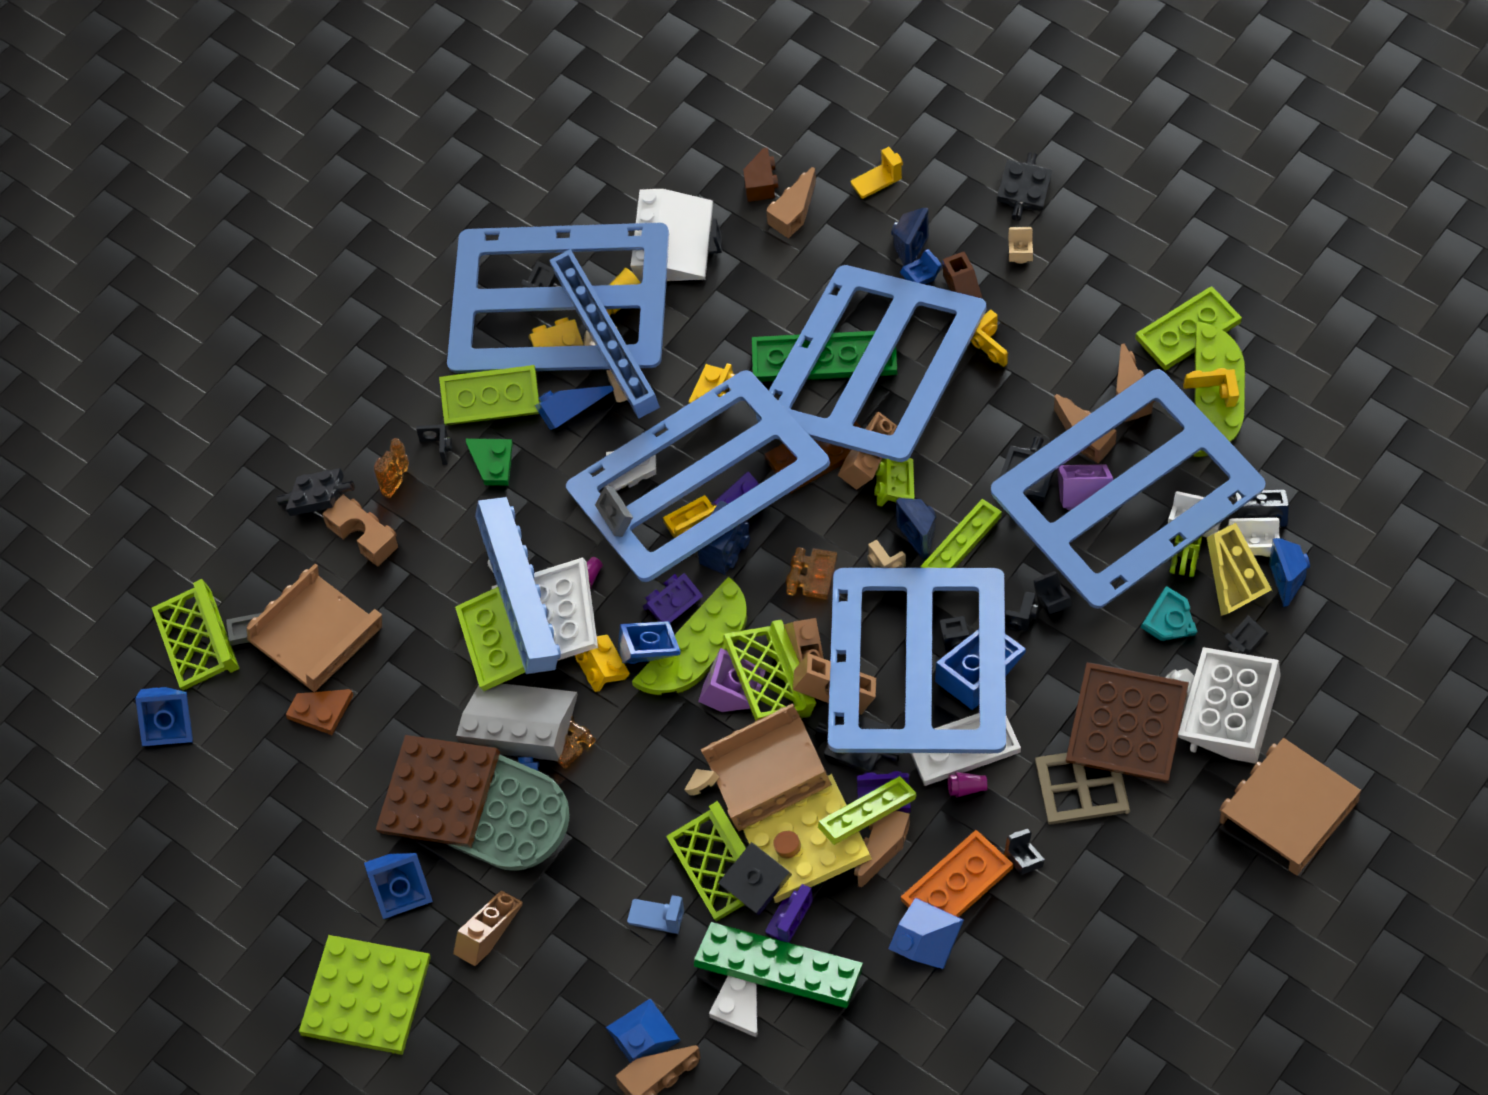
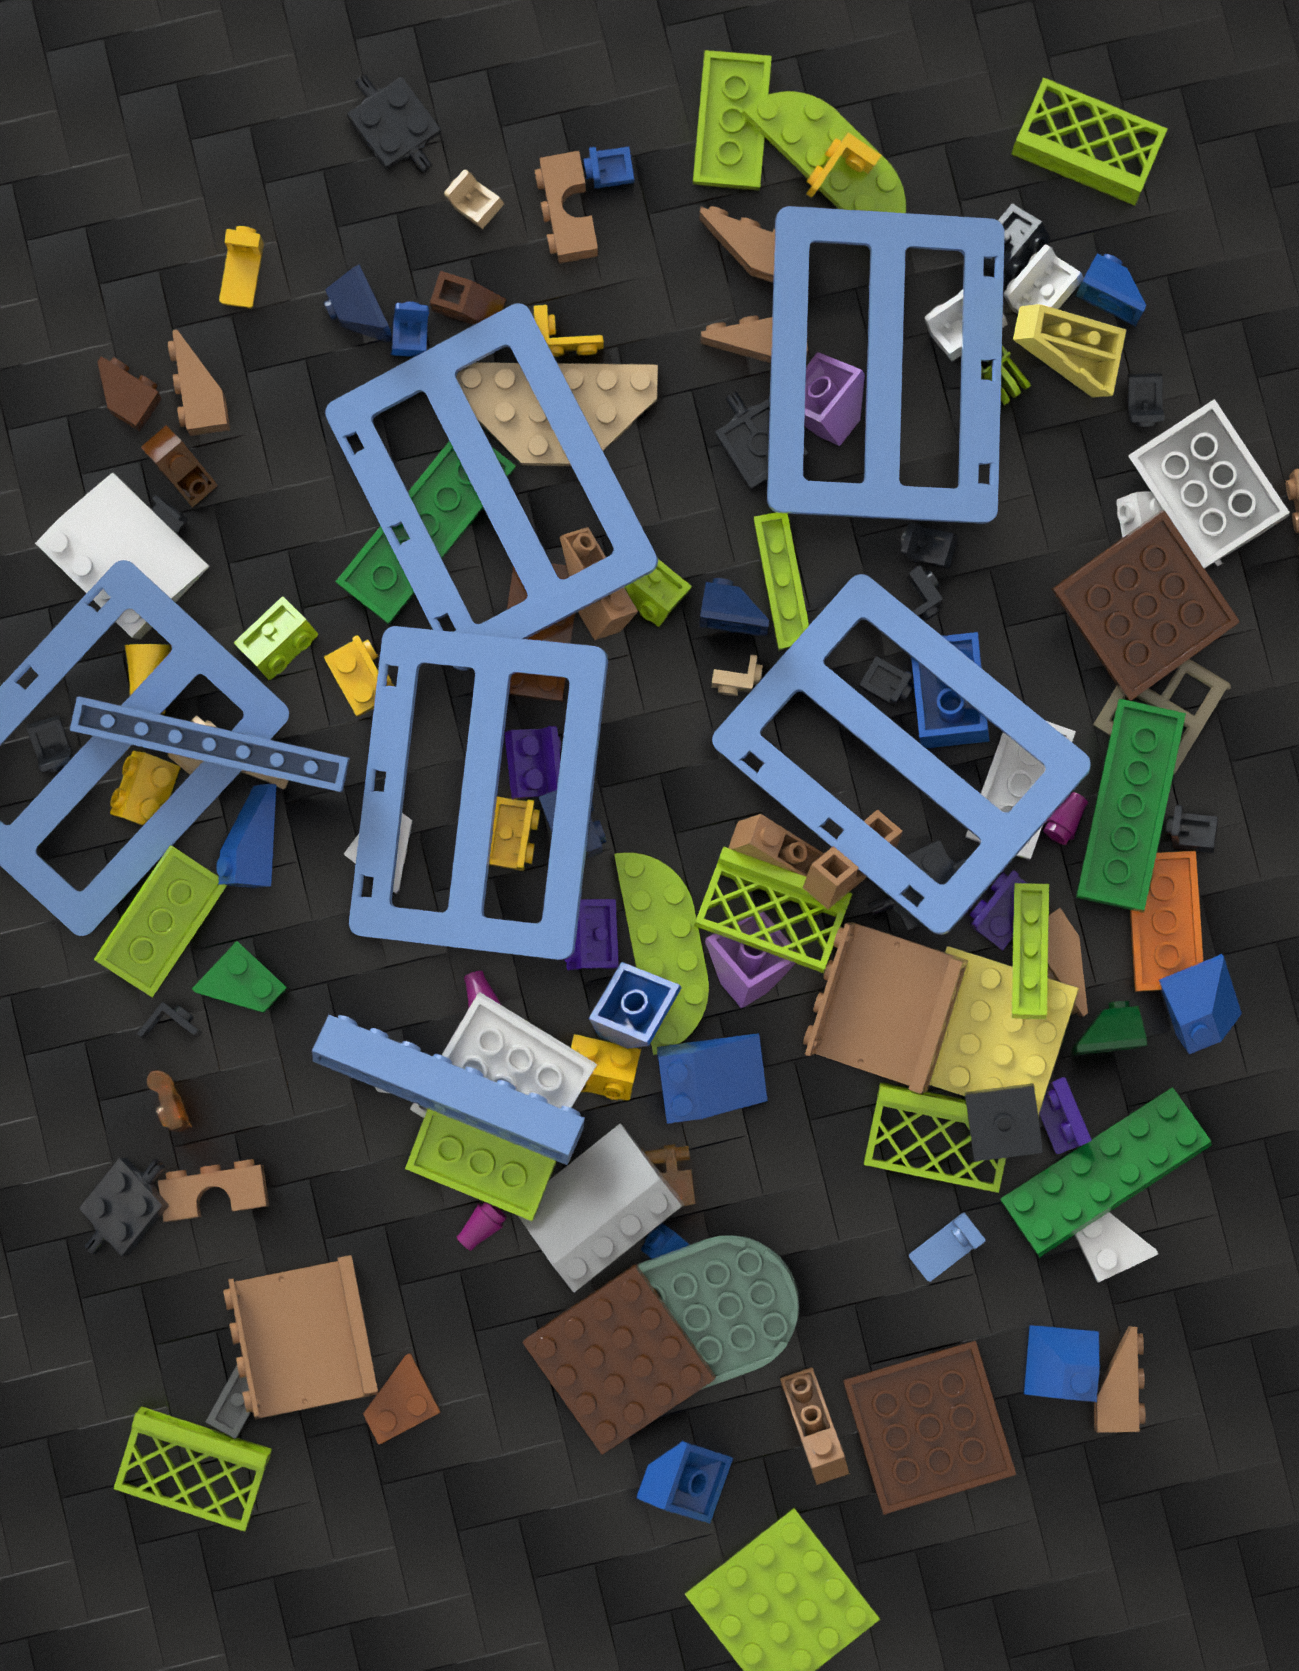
camera: 55 degrees left, 25 degrees up
(163, 716) = (269, 1576): blue slope -> none
(457, 670) = (482, 1224): none -> magenta cone
(540, 988) = (929, 1427): none -> reddish brown plate
(613, 511) = (452, 918): dark grey plate -> none
(644, 715) = (711, 1077): none -> blue slope
(694, 337) = (276, 638): none -> lime bracket
(700, 780) = (832, 1079): tan tile -> none
(744, 226) = (179, 466): none -> reddish brown slope
(787, 844) = (994, 1059): dark orange tile -> none
(818, 576) = (694, 759): clear orange plate -> none
(861, 899) = (1113, 1030): none -> dark green slope
(974, 381) = (508, 409): none -> tan plate
(1004, 806) = (1131, 805): none -> green plate
(1072, 276) = (571, 236): none -> medium nougat arch
(1101, 291) = (609, 167): none -> blue bracket
(1170, 617) = (1054, 453): teal plate -> none
(1340, 502) = (1073, 162): none -> lime fence

